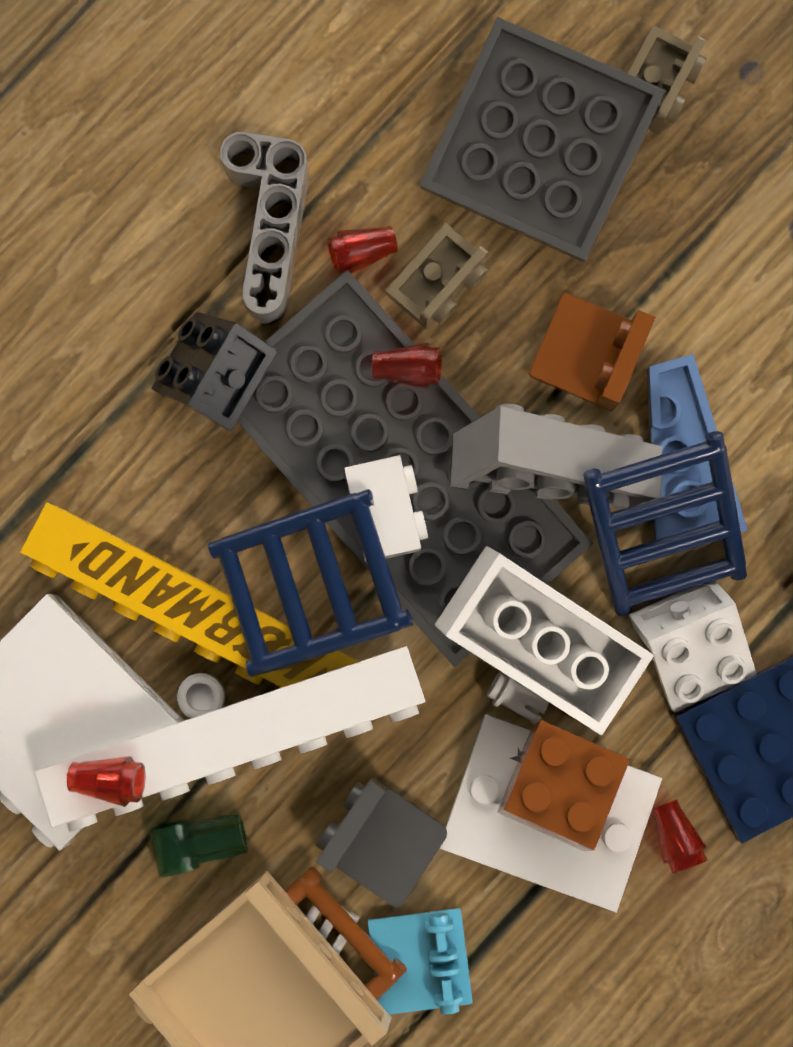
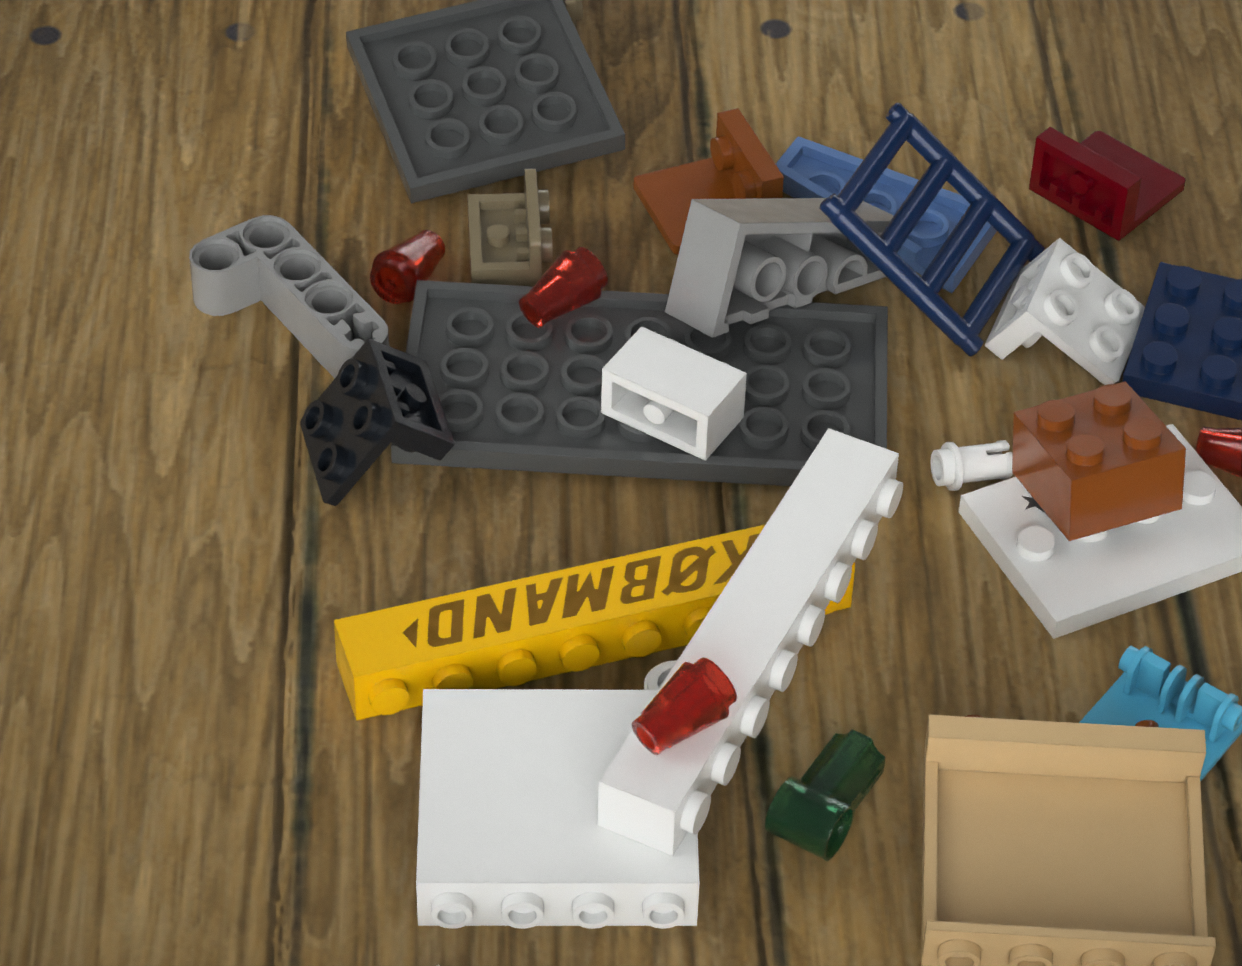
camera: 50 degrees left, 40 degrees down
(349, 631) = (731, 521): dark blue bar -> none
(382, 842) = (996, 655): dark grey bracket -> none
(543, 640) = (930, 369): white brick -> none

